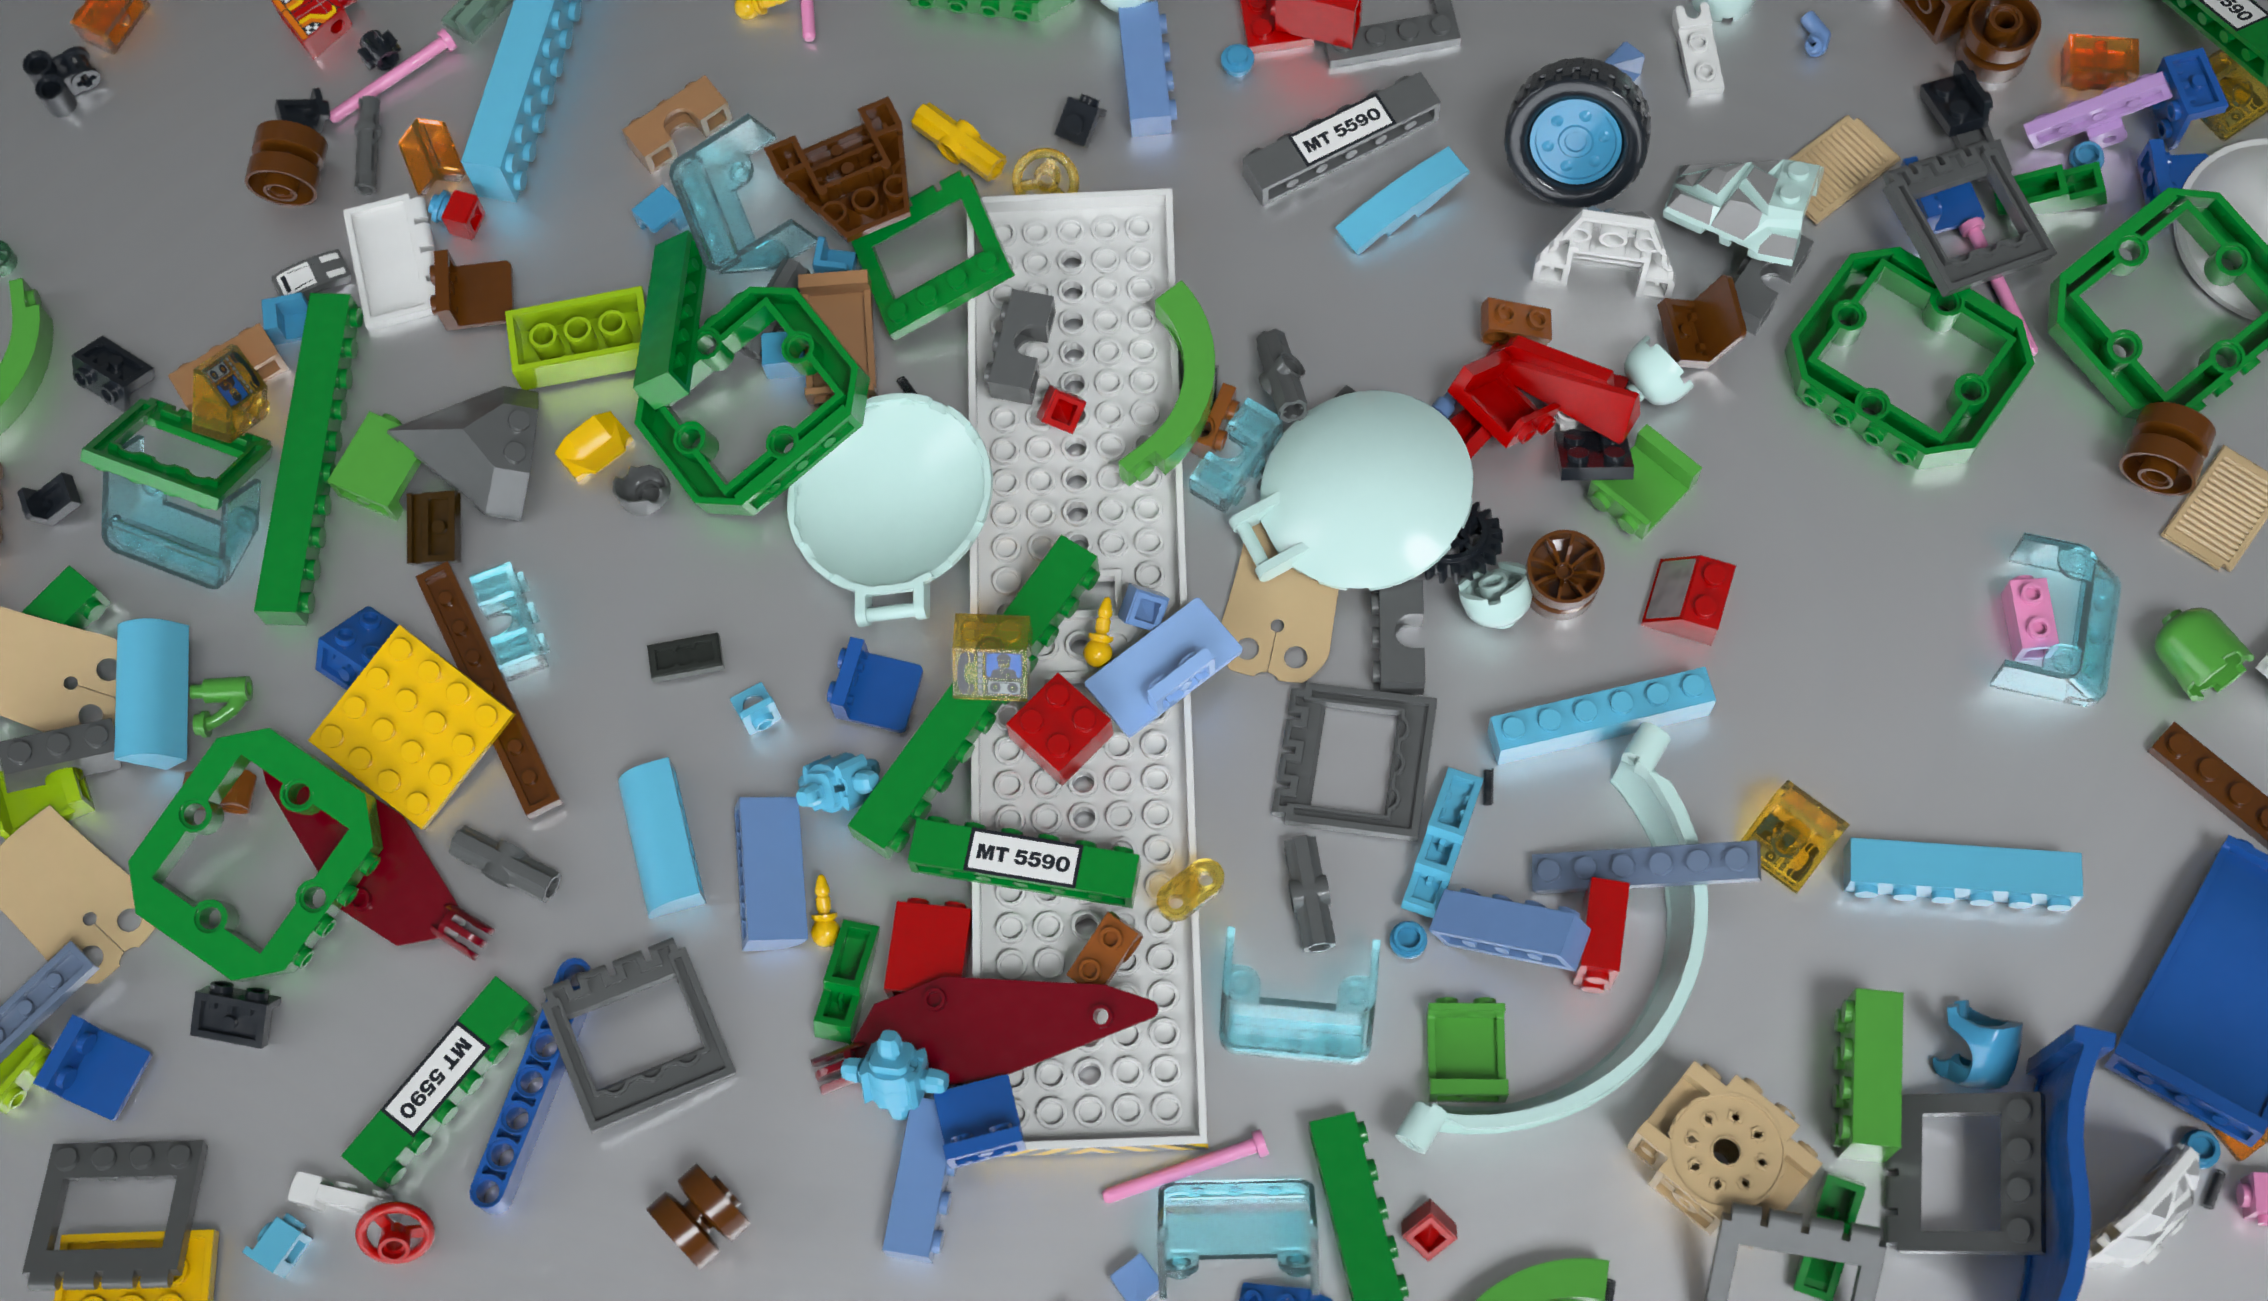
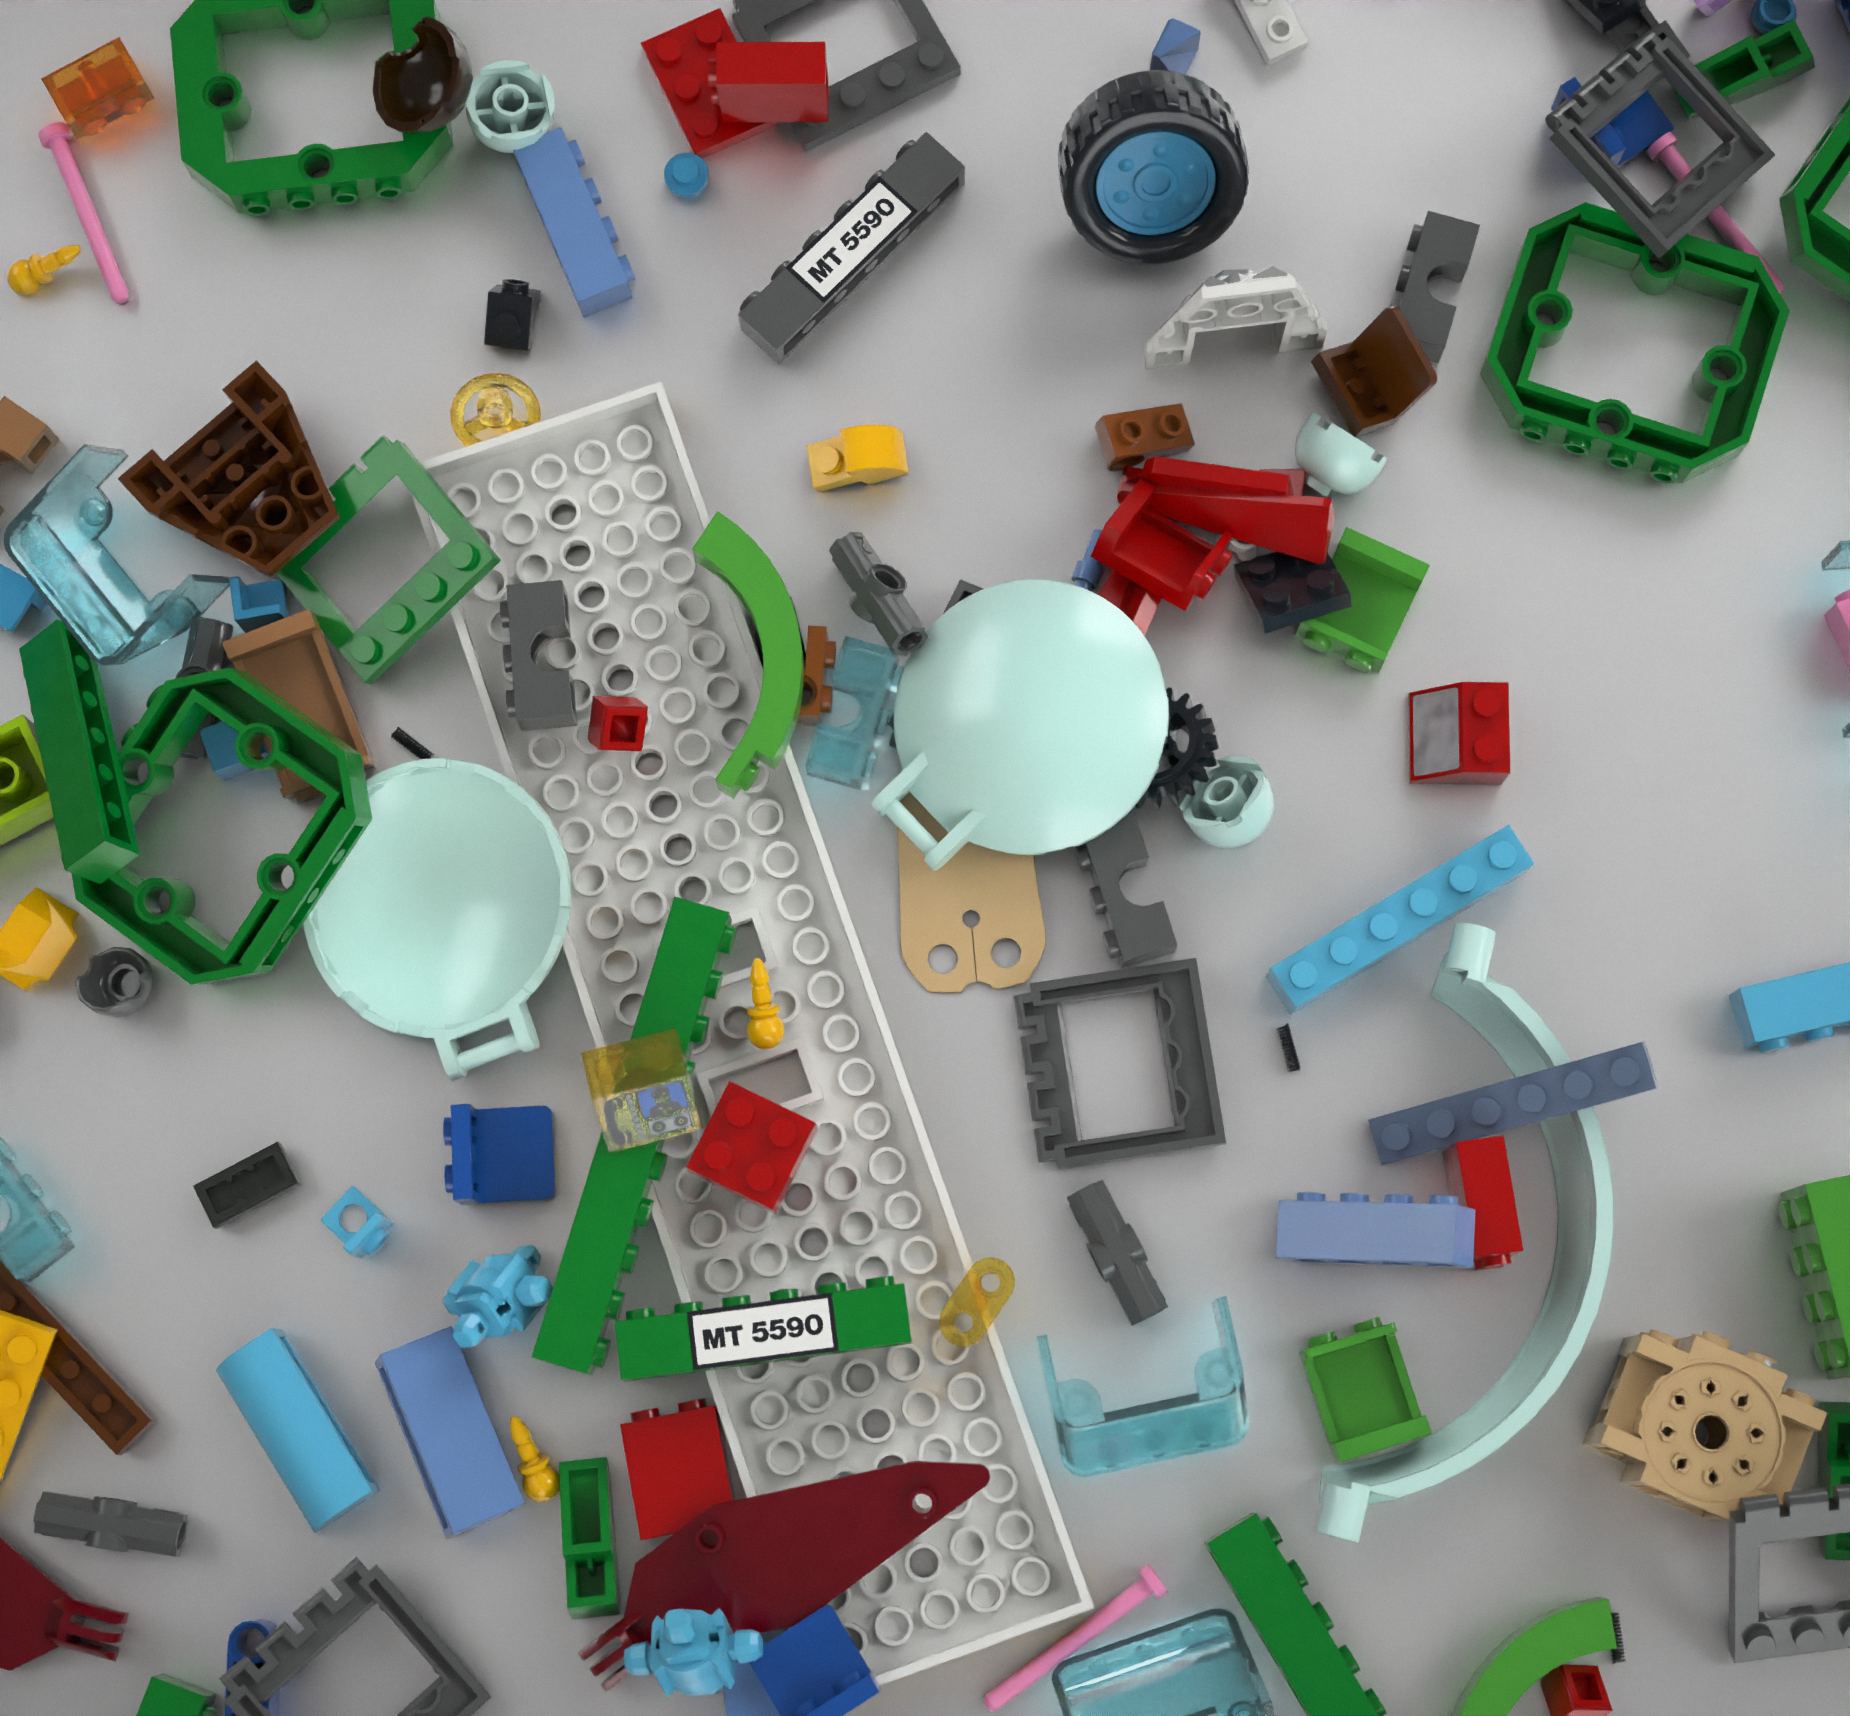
camera: 20 degrees left, 10 degrees up
(959, 141) = (365, 390): yellow piece -> none
(1105, 951) = (898, 1416): dark orange plate -> none
(1143, 607) = (804, 955): medium blue slope -> none
(1163, 667) = (853, 1025): light blue bracket -> none
(1303, 279) = (858, 455): none -> yellow brick
(1402, 199) = (955, 310): medium azure slope -> none
(1408, 939) = (1251, 1271): dark azure plate -> none
(1429, 1229) = (1384, 1622): red slope -> none
(1442, 842) = (1256, 1137): medium azure slope -> none
(1564, 574) = (1304, 753): reddish brown wheel -> none
(1747, 204) = (1383, 196): wedge -> none
(1795, 835) = (1669, 1001): clear yellow slope -> none
(1851, 161) = (1471, 112): tan window -> none

